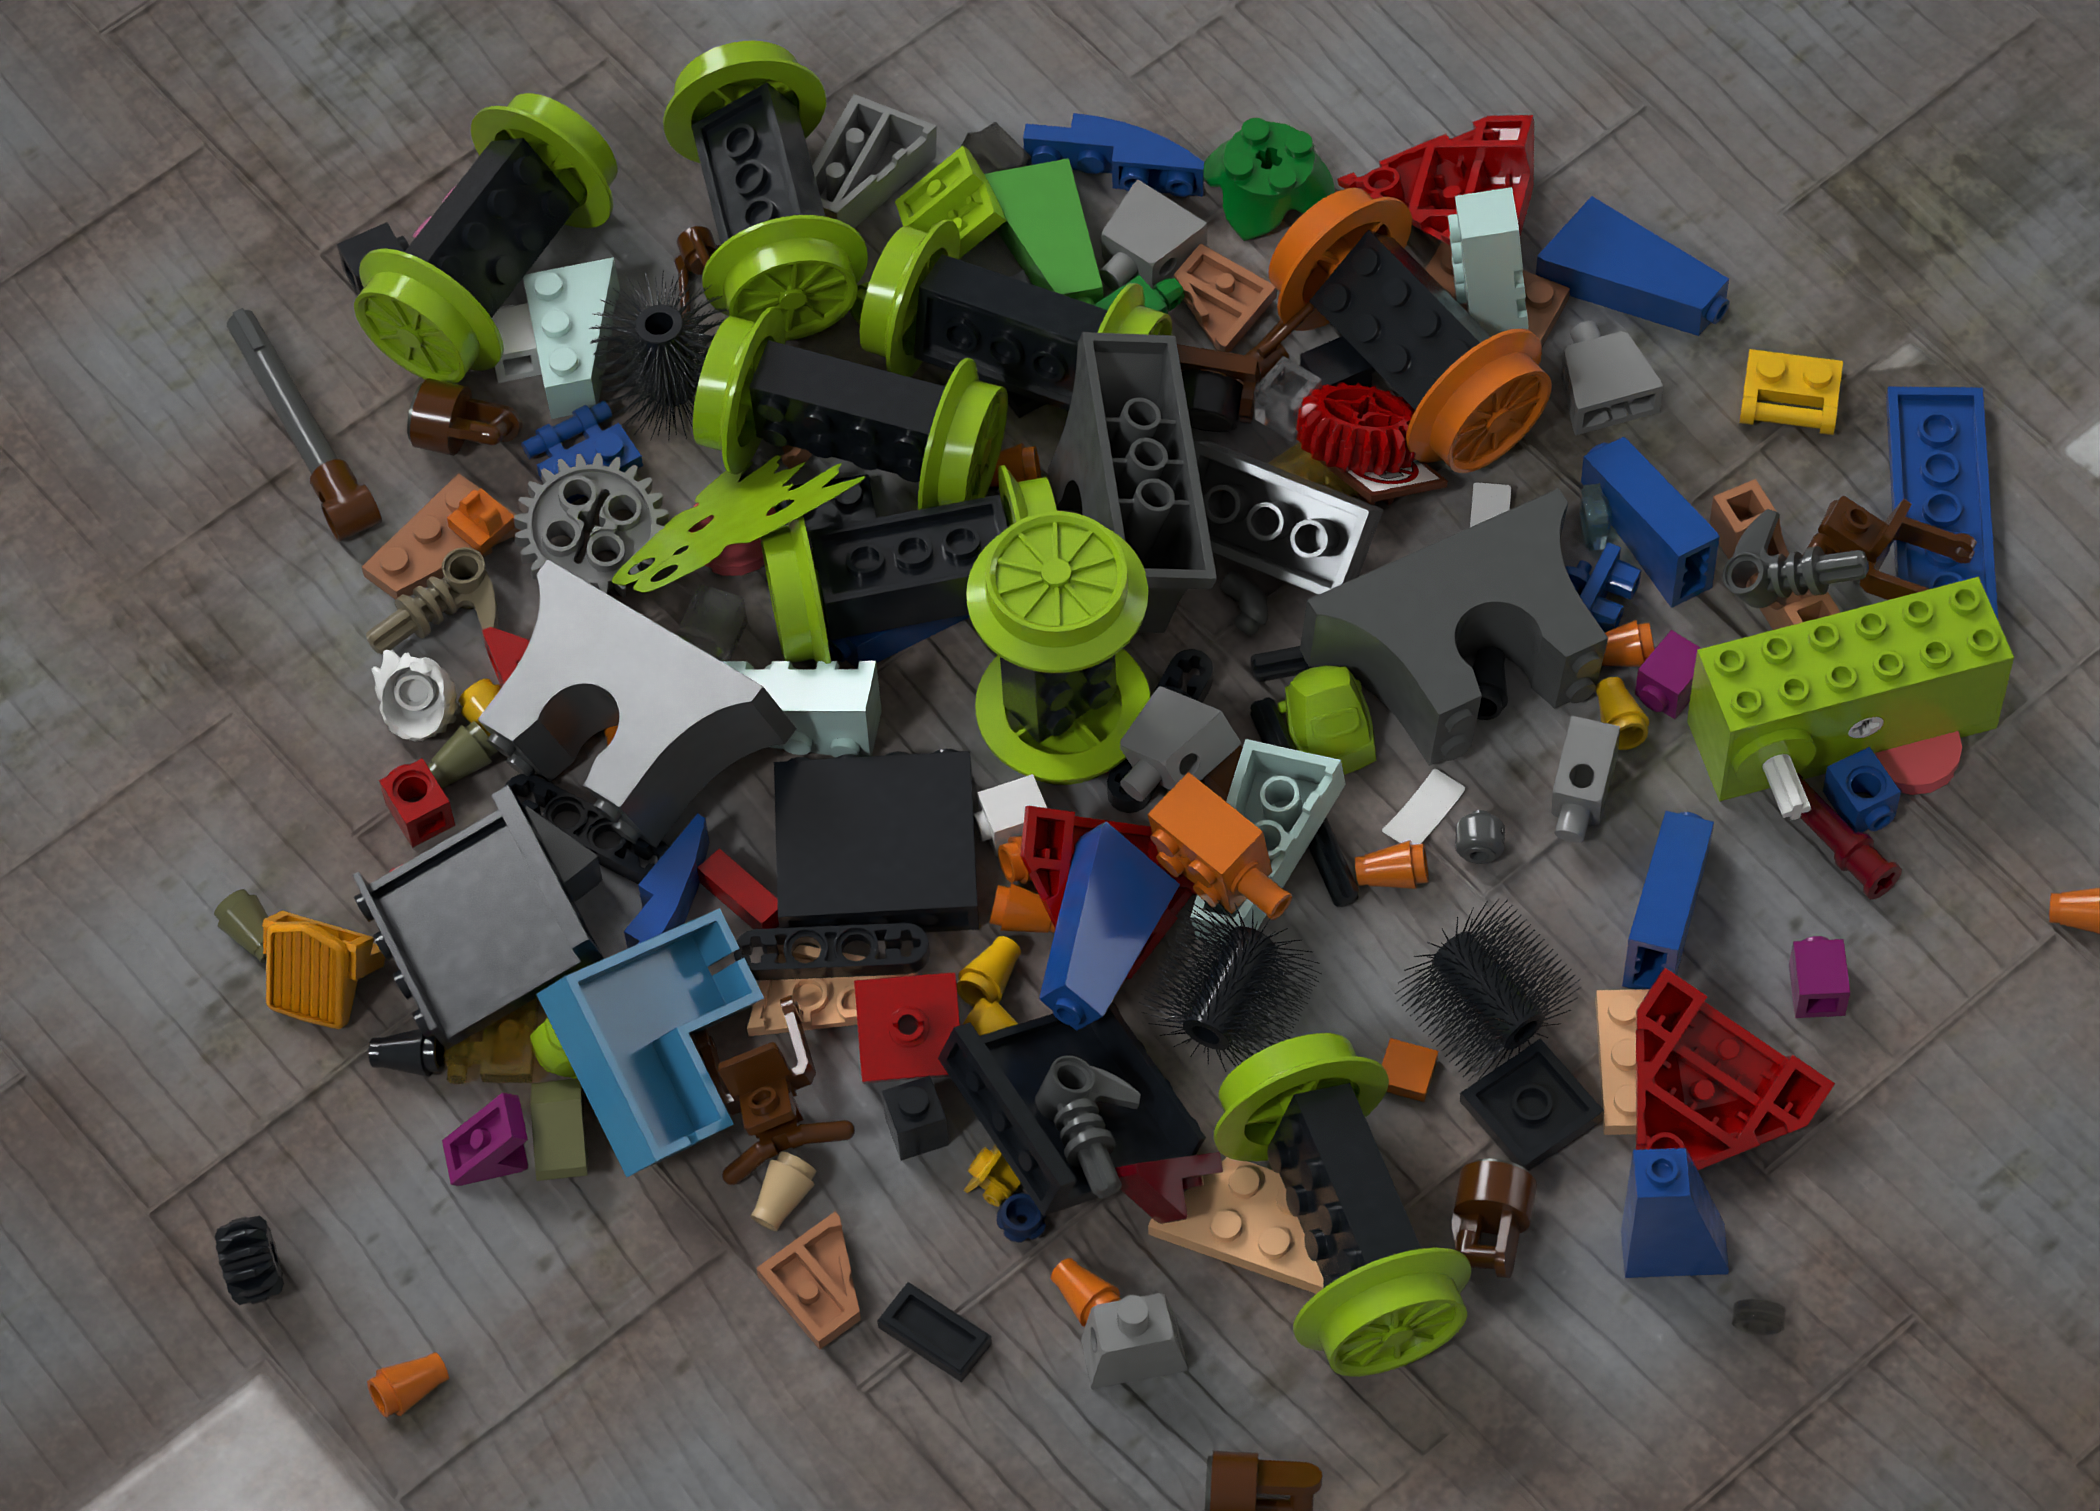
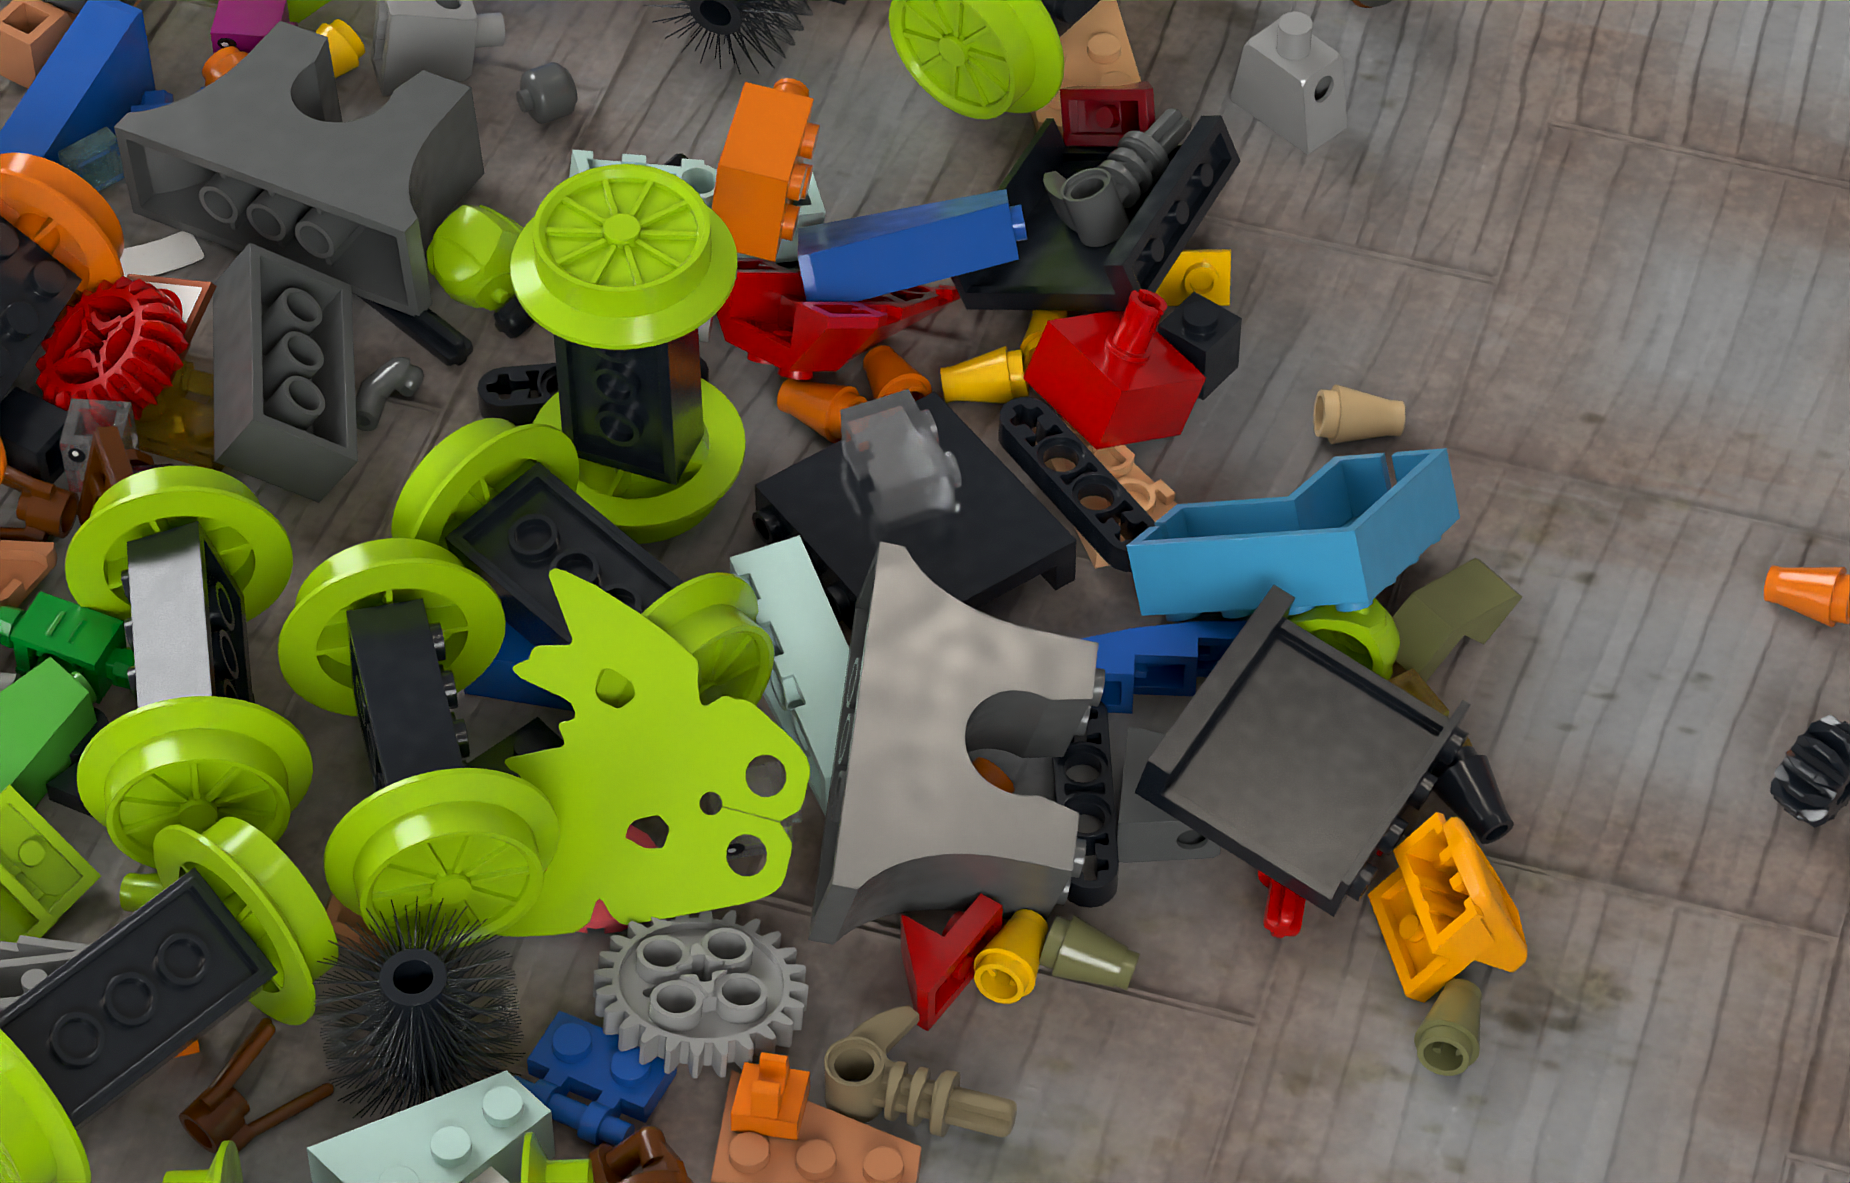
camera: 125 degrees left, 10 degrees down
(415, 696) = (1056, 1018): white hair -> none
(422, 818) = (1184, 935): red brick -> none
(488, 1143) = (1518, 661): magenta slope -> none
(739, 891) = (1060, 601): red piece -> none
(764, 1092) = (1272, 449): reddish brown piece -> none
(815, 1282) = (1426, 345): nougat wing -> none
(911, 831) = (902, 456): none -> clear brick
(934, 1332) = (1393, 249): black tile -> none
(1004, 809) = (787, 432): white brick -> none
(1012, 1209) = (1228, 230): dark blue plate -> none
(1082, 1288) = (1267, 147): orange cone -> none
(1134, 463) = (358, 396): dark grey piece -> none
(1229, 986) = (885, 141): black piece -> none
(1393, 866) = (620, 131): orange cone -> none
(1409, 1069) = (841, 50): orange tile -> none
(1425, 808) = (527, 165): white sticker -> none

